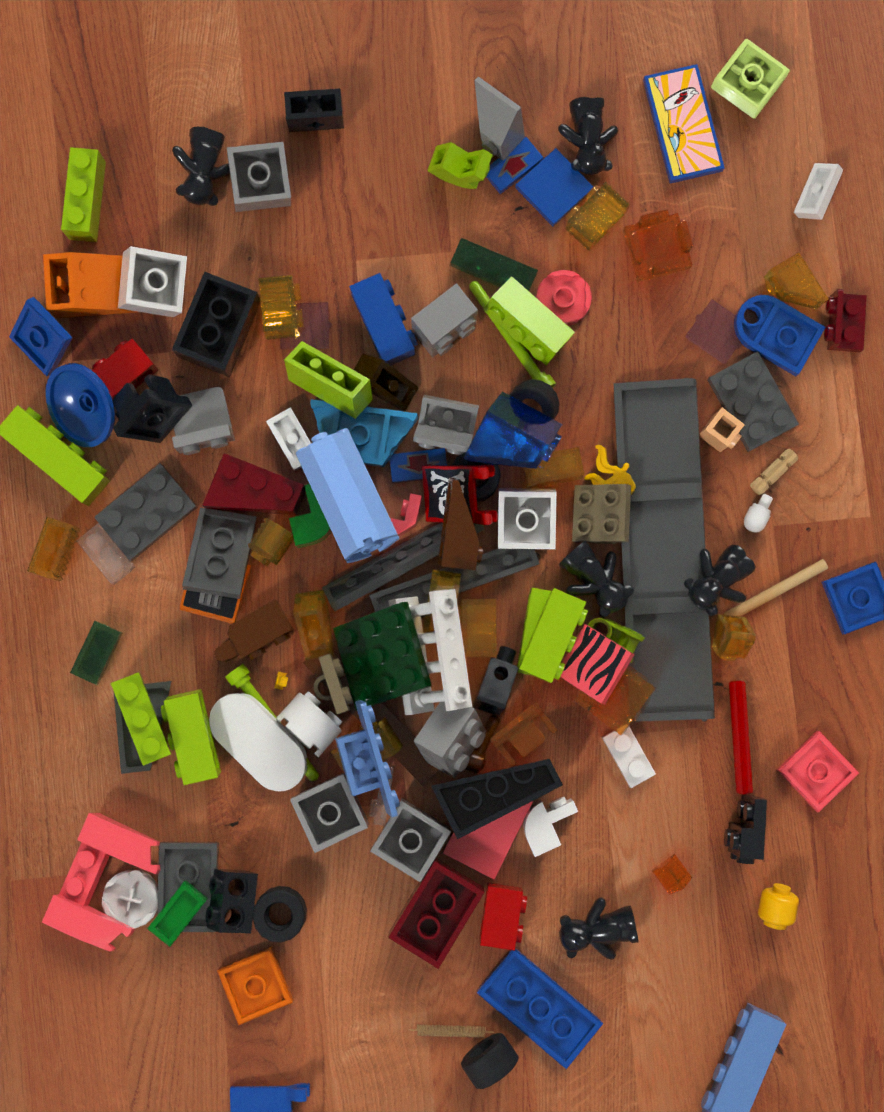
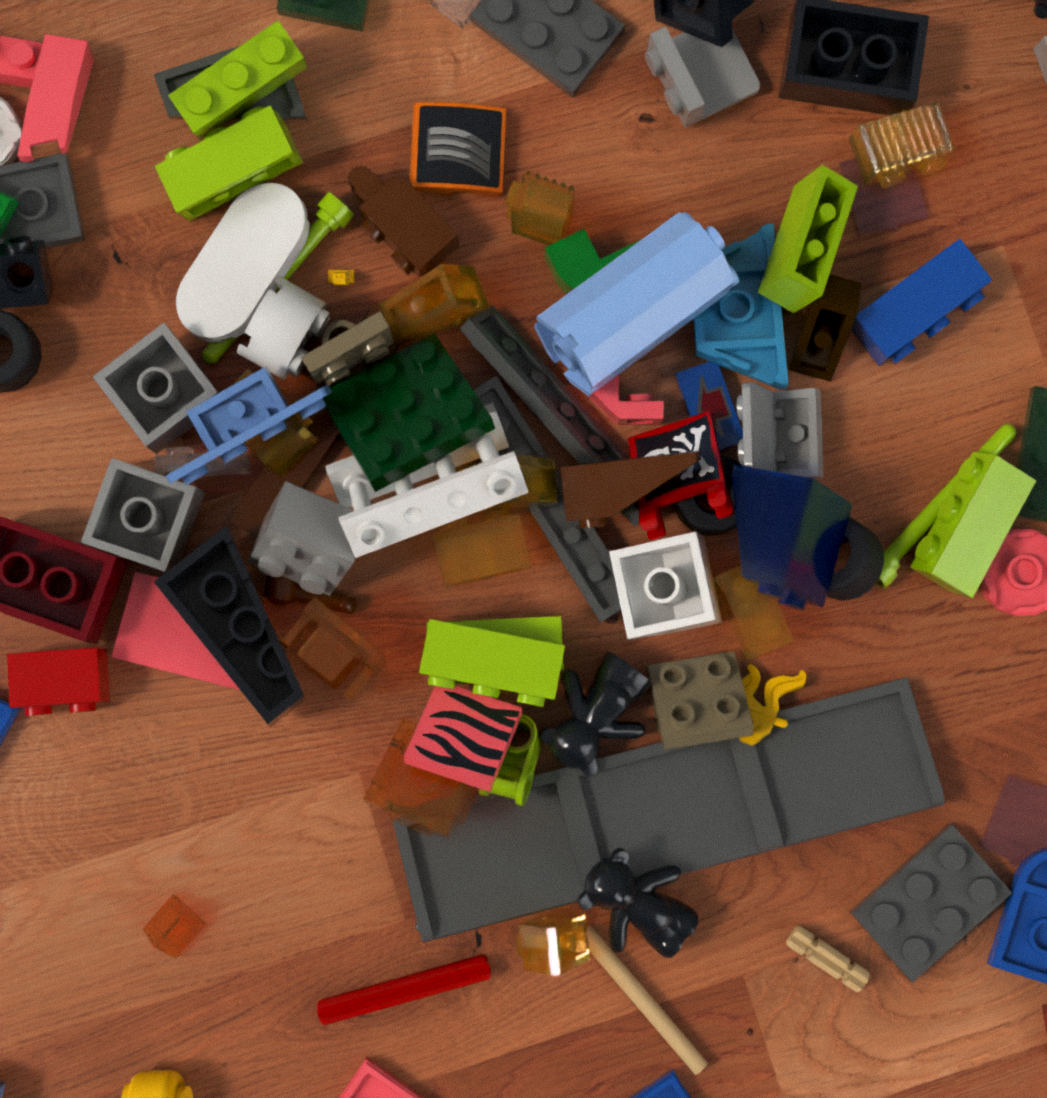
camera: 85 degrees right, 0 degrees up
(219, 553) = (503, 136): dark grey plate -> none
(250, 488) = (616, 165): dark red wedge -> none
(289, 435) = (714, 200): white plate -> none
(445, 321) = (941, 394): light grey brick -> none
(494, 693) = (386, 590): black torso -> none
(539, 827) = (205, 706): white brick -> none
(598, 930) = (66, 830): black piece -> none
(629, 757) = (336, 823): white plate -> none
(722, 430) = (872, 861): light nougat brick -> none
(747, 838) = (251, 1028): black plate -> none
(758, 514) = (754, 947): white cylinder -> none

